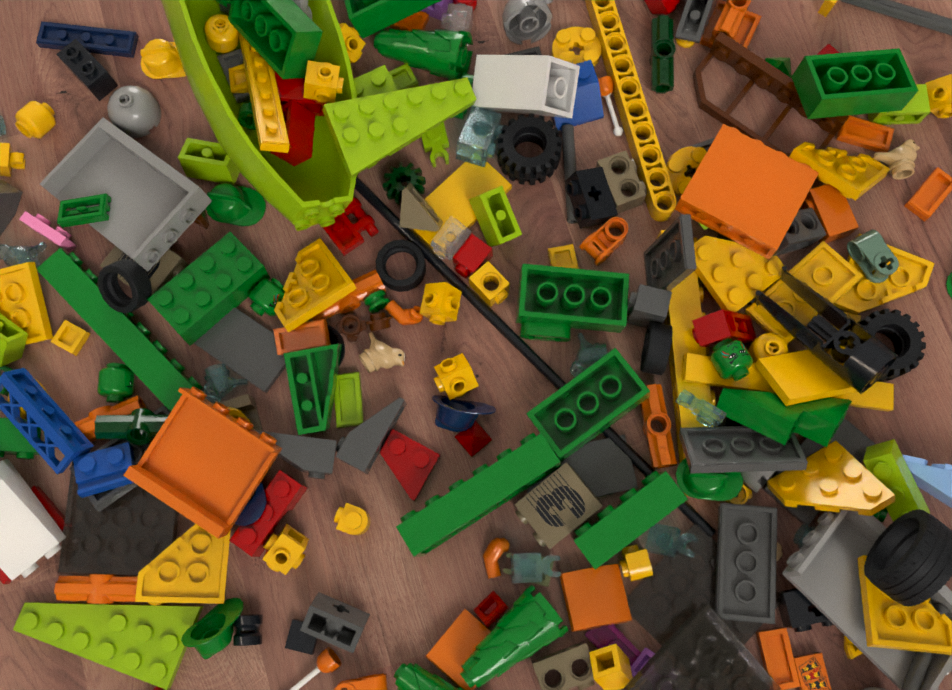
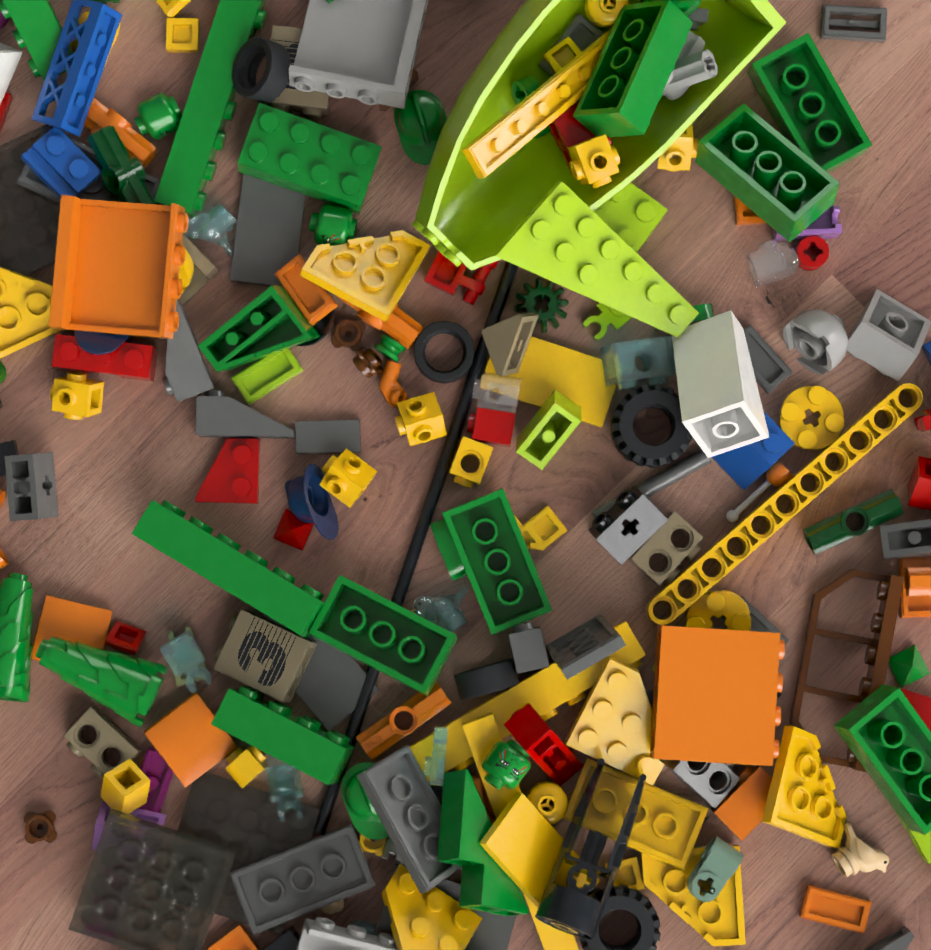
camera: 60 degrees right, 10 degrees up
(207, 162) = (451, 68): lime brick -> none
(300, 132) = (533, 160): red brick -> none
(352, 519) = (143, 447): yellow plate -> none
(381, 355) = (331, 384): tan animal -> none
(404, 77) = (670, 234): lime tile -> none
(417, 378) = (327, 436): none -> dark grey tile
(437, 51) = (717, 258): green cone -> none
(492, 554) = (180, 612): orange arm -> none
(602, 243) = (584, 563): orange piece -> none
(866, 134) = (873, 807): orange tile -> none

